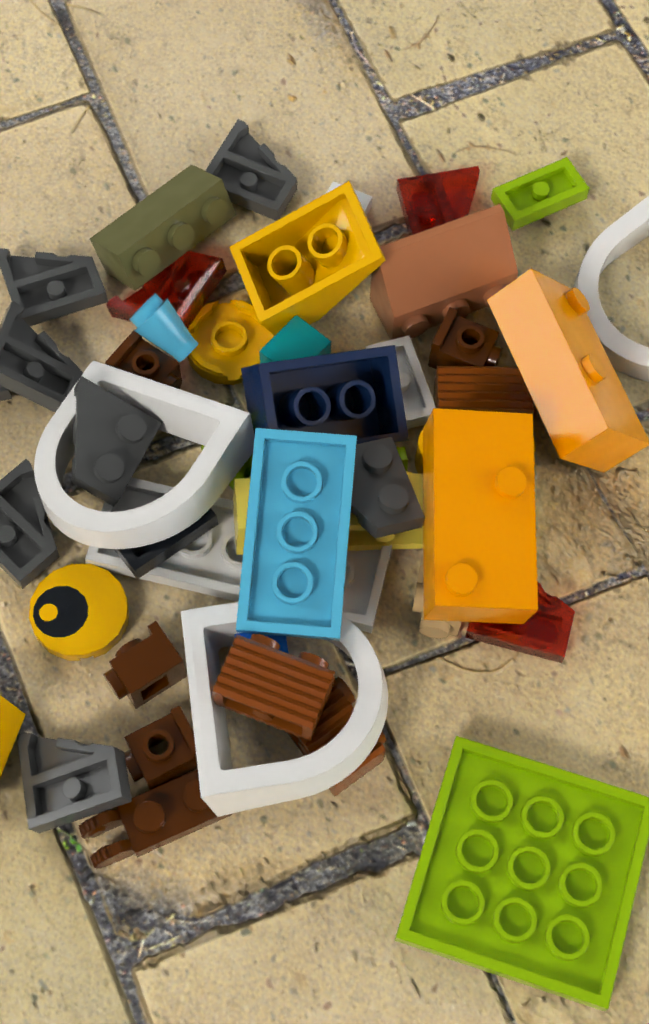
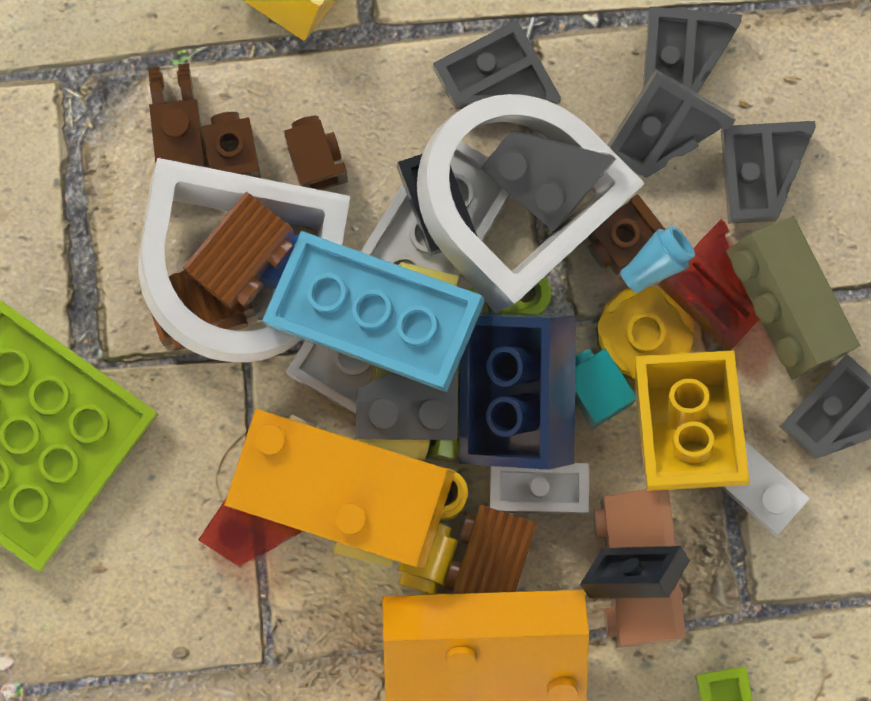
camera: 105 degrees right, 15 degrees up
(69, 780) = (231, 63): dark grey wing -> none
(79, 612) = (392, 113): yellow tile -> none
(437, 197) = (740, 600): clear red wing -> none
(460, 253) = (635, 572): none -> black plate
(464, 343) = (561, 546): reddish brown brick -> none

